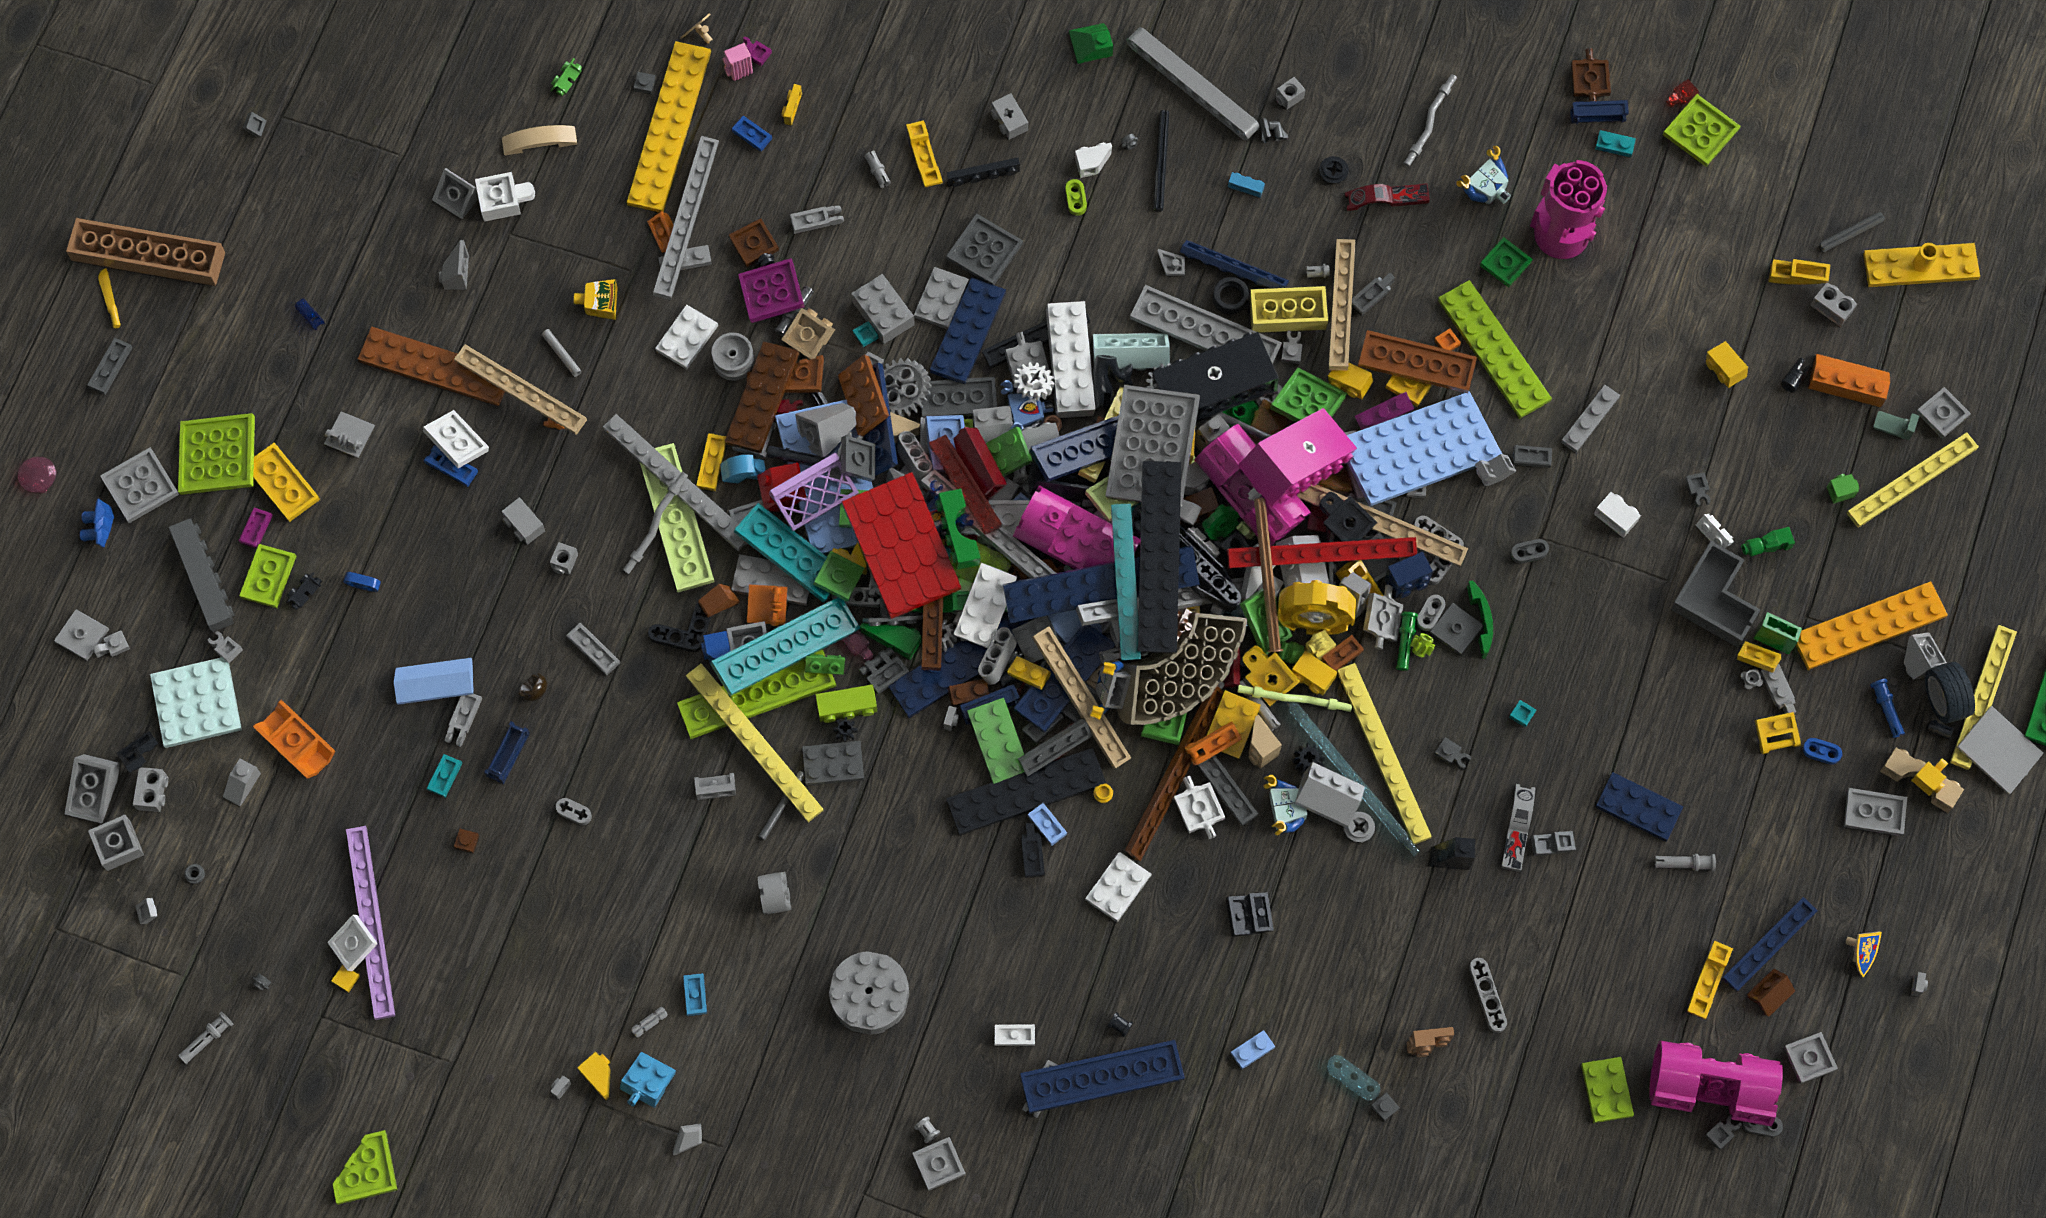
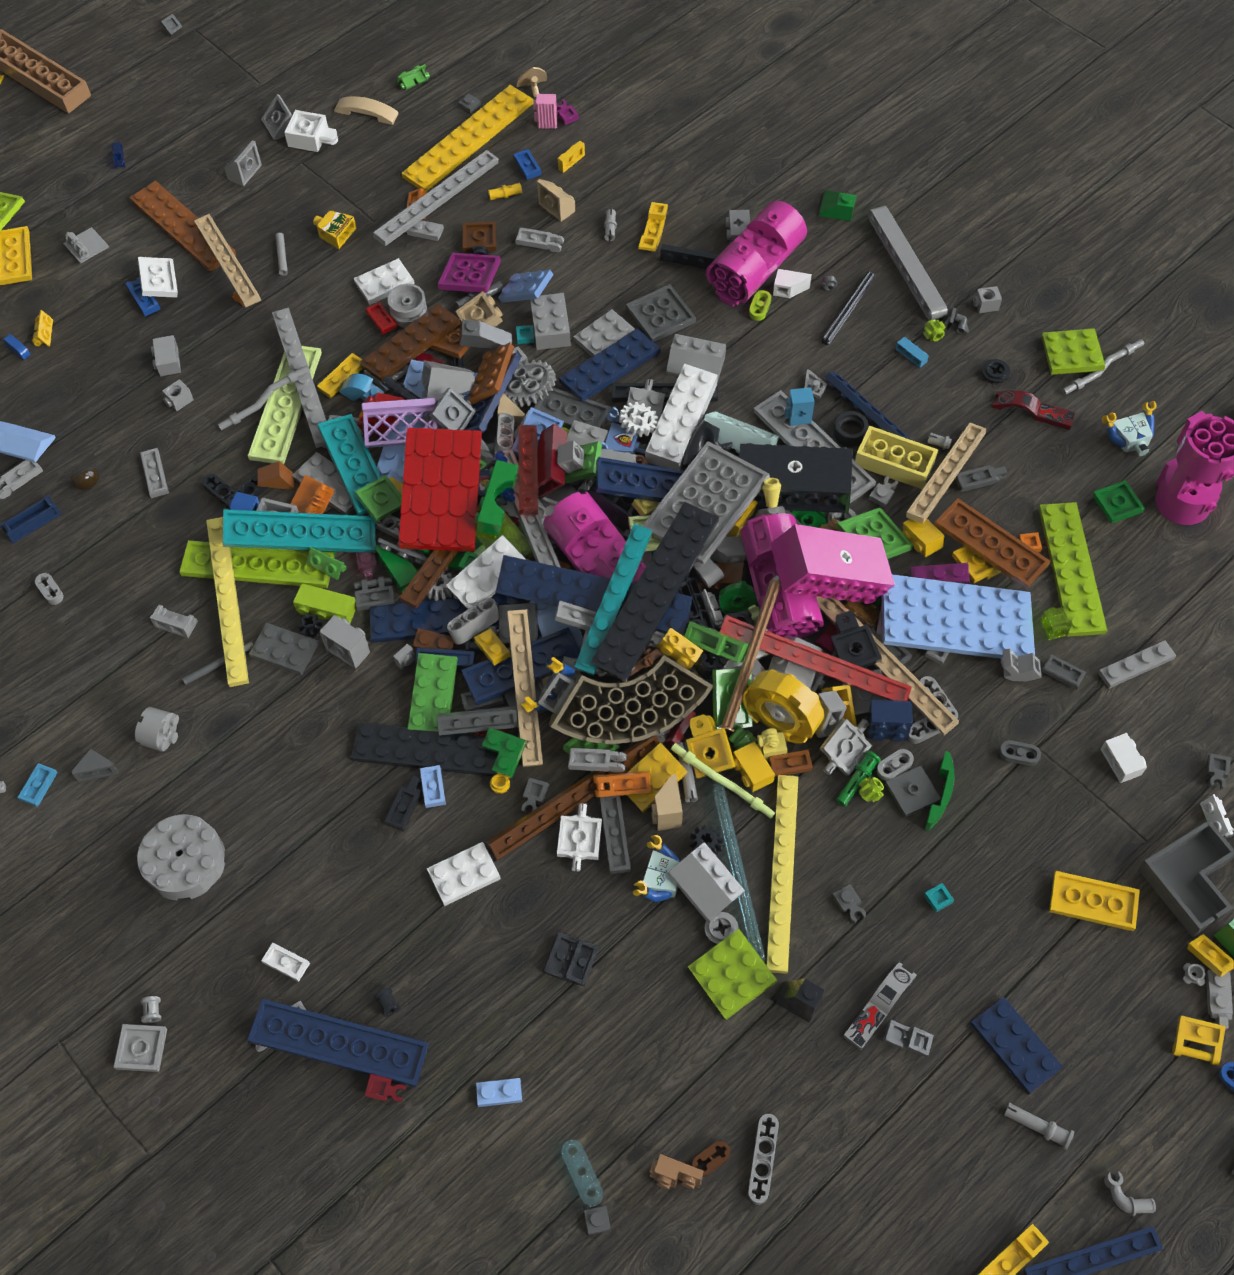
camera: 30 degrees right, 10 degrees down
(378, 556) = (43, 329): none -> yellow hinge
(711, 380) = (381, 318): none -> red plate
(736, 953) = (93, 766): none -> dark grey slope
(748, 176) = (505, 191): none -> yellow pin
(808, 166) = (555, 200): none -> tan slope
(833, 359) = (482, 335): none -> dark grey slope
(838, 282) = (525, 286): none -> medium blue plate
(891, 730) = (345, 641): none -> light grey brick
(999, 454) = (570, 456): none -> light grey brick
(1046, 285) = (696, 353): none -> light grey slope
(1049, 144) = (756, 252): none -> dark pink cylinder
(1096, 757) = (509, 749): none -> green plate
(1139, 786) = (534, 792): none -> dark grey plate
(1157, 1094) = (381, 1087): none -> dark red plate
(1178, 299) = (799, 406): none -> dark azure brick
(1179, 733) = (596, 760): none -> light grey hinge
(1204, 600) = (679, 649): none -> yellow plate
(1207, 408) = (771, 492): none -> light yellow cone
(1232, 578) = (716, 642): none -> bright green slope
(1256, 151) = (934, 330): none -> lime gear
(1388, 860) = (732, 974): none -> lime plate
(1395, 116) = (1073, 351): none -> lime plate
(1443, 1013) = (708, 1153): none -> reddish brown beam
(1505, 412) = (1055, 623): none -> clear neon green brick
(1647, 654) = (1094, 901): none -> yellow plate
(1777, 890) = (1128, 1204): none -> light grey piece

